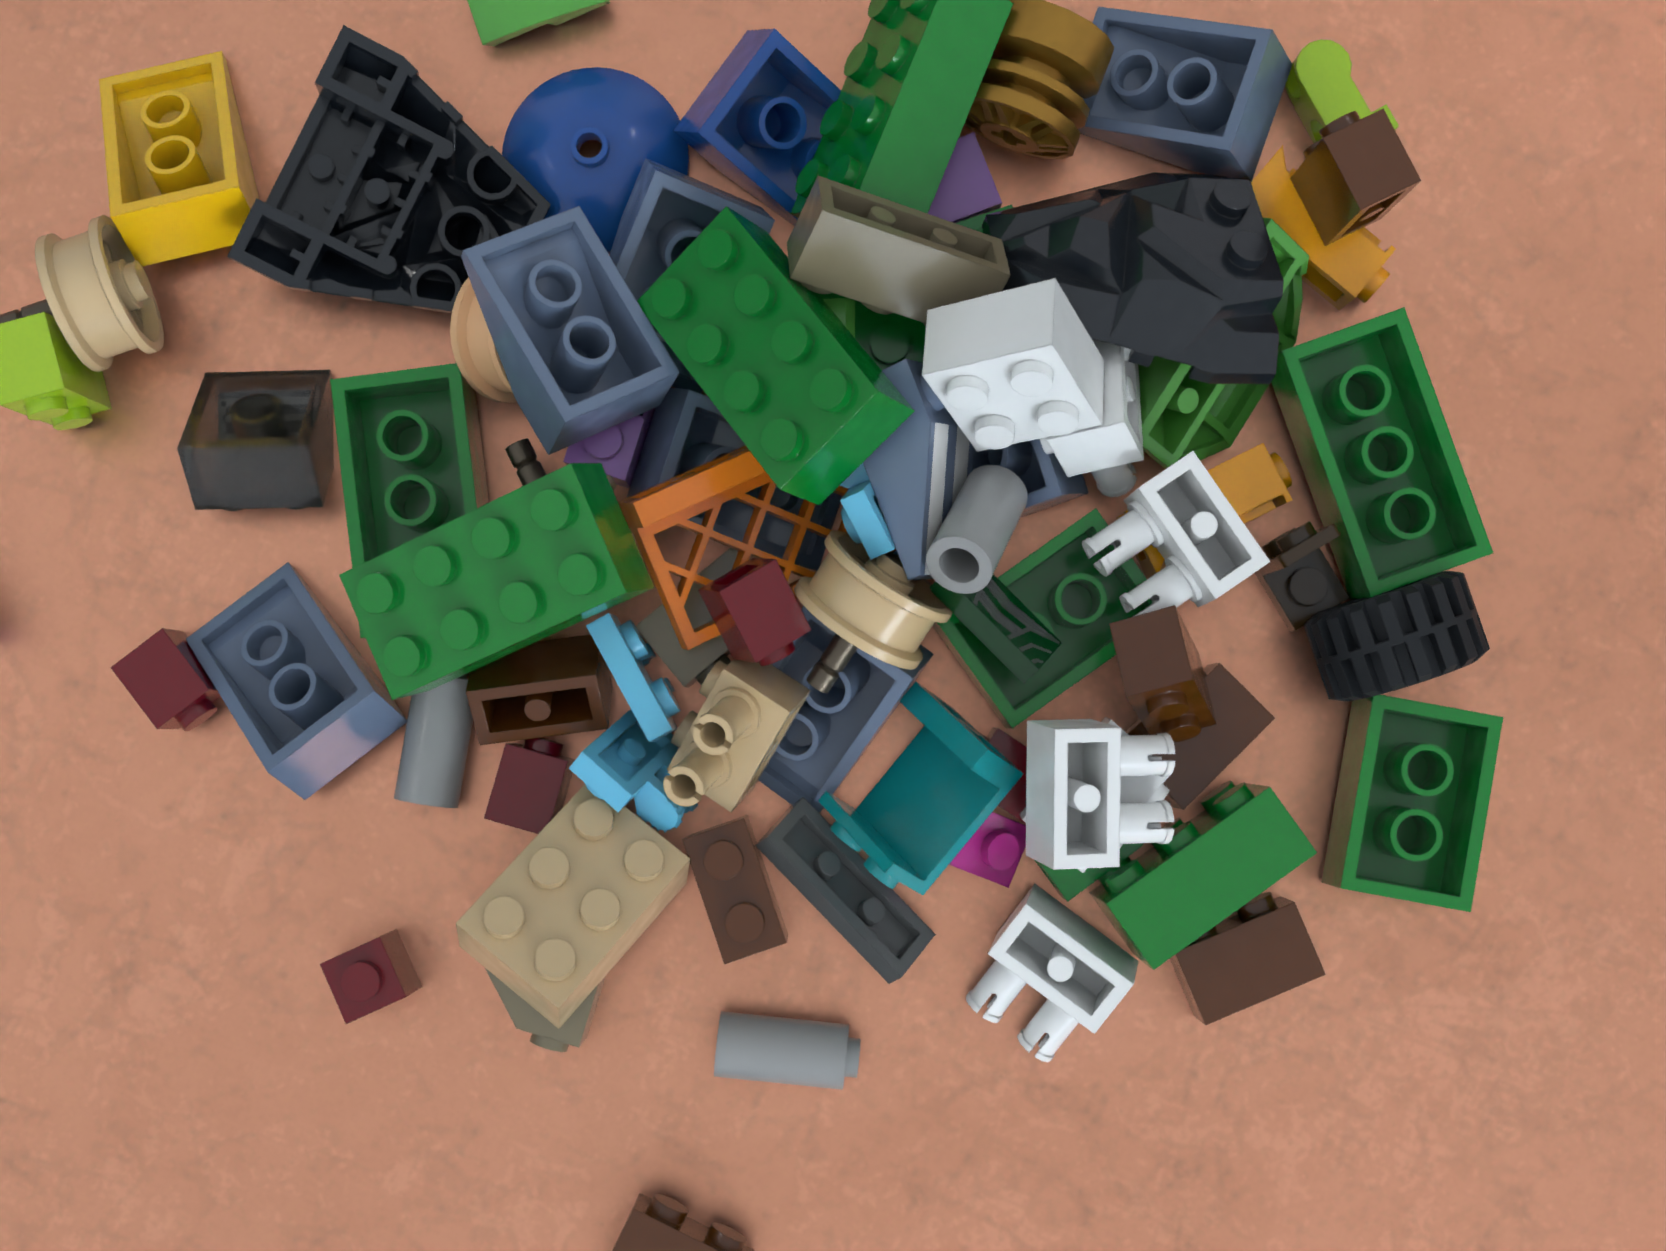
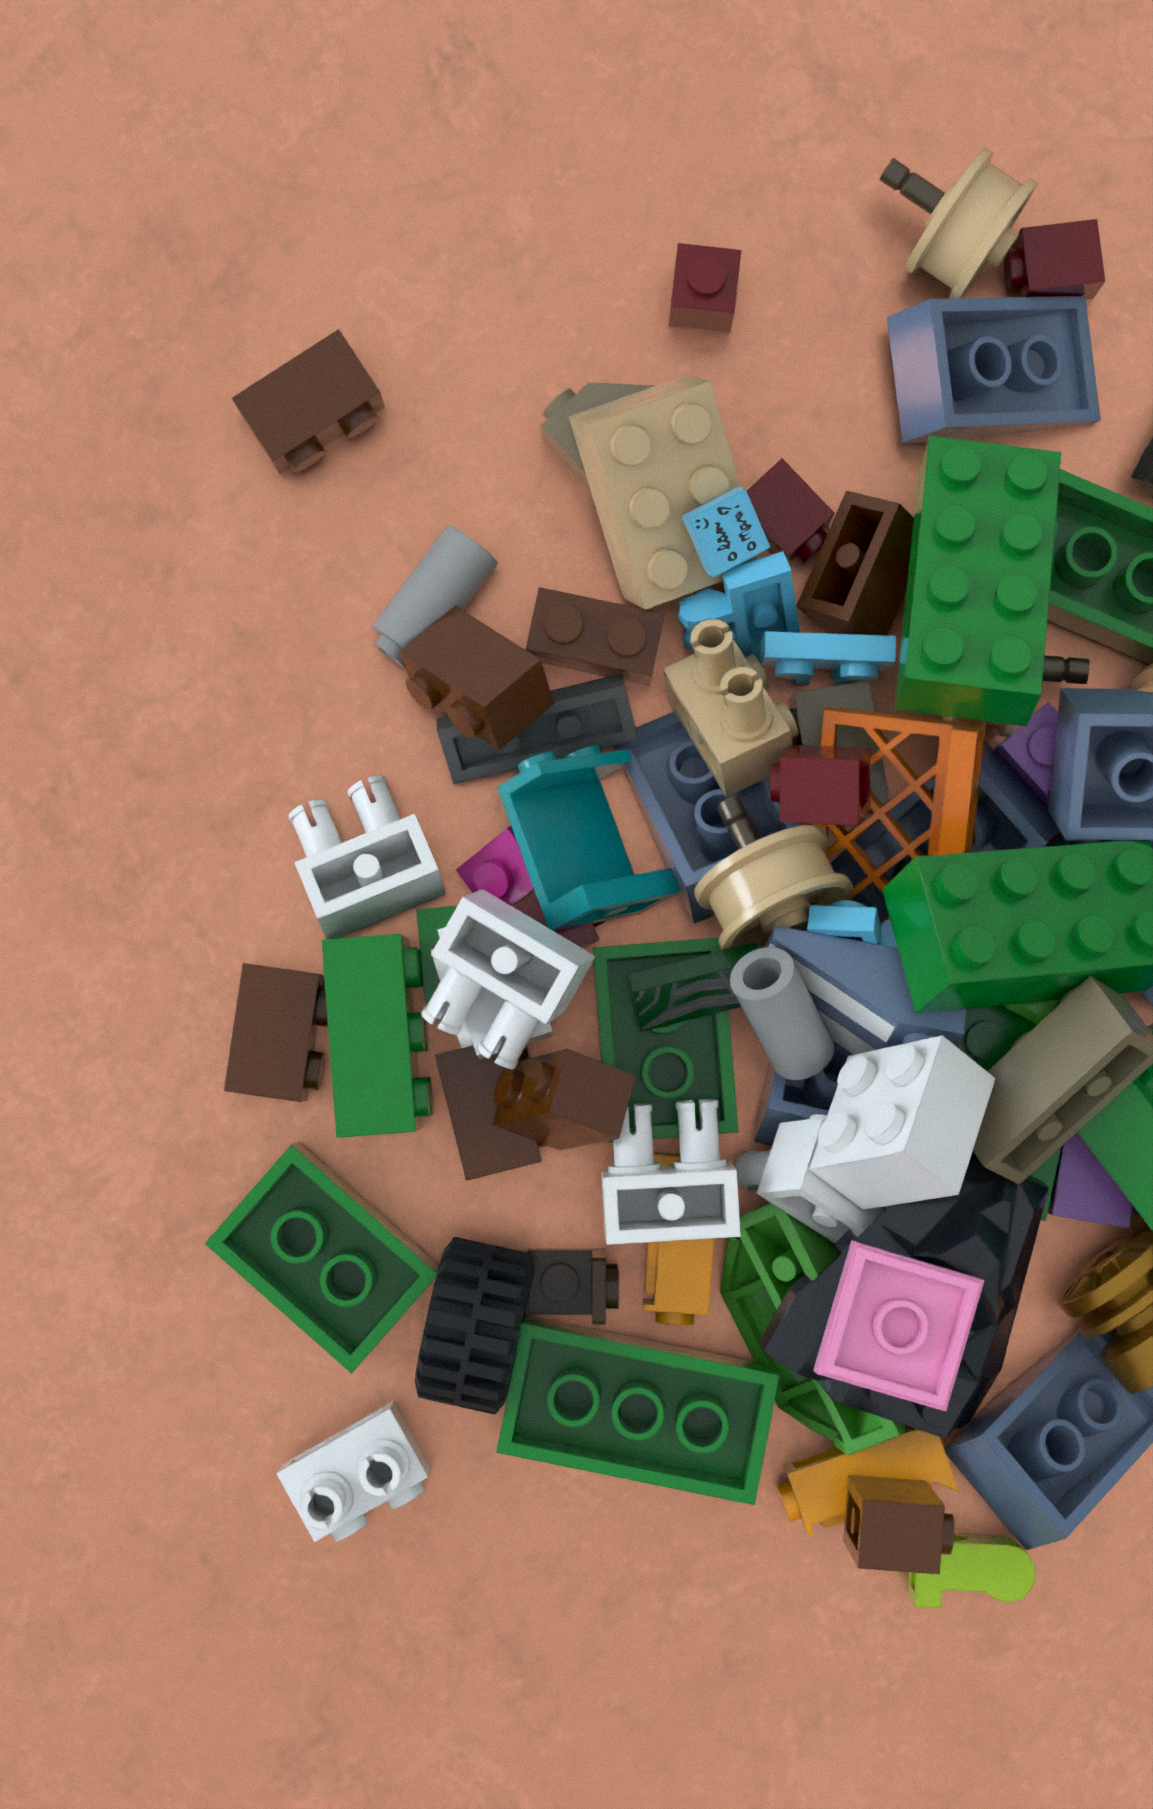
camera: 120 degrees right, 0 degrees up
(181, 780) = (965, 223): none -> tan wheel
(435, 746) = (866, 453): light grey brick -> none
(581, 829) = (726, 531): none -> medium azure tile
(837, 970) = (476, 678): none -> reddish brown brick
(1191, 268) = (898, 1325): none -> bright pink tile
(1575, 664) = (355, 1473): none -> white brick

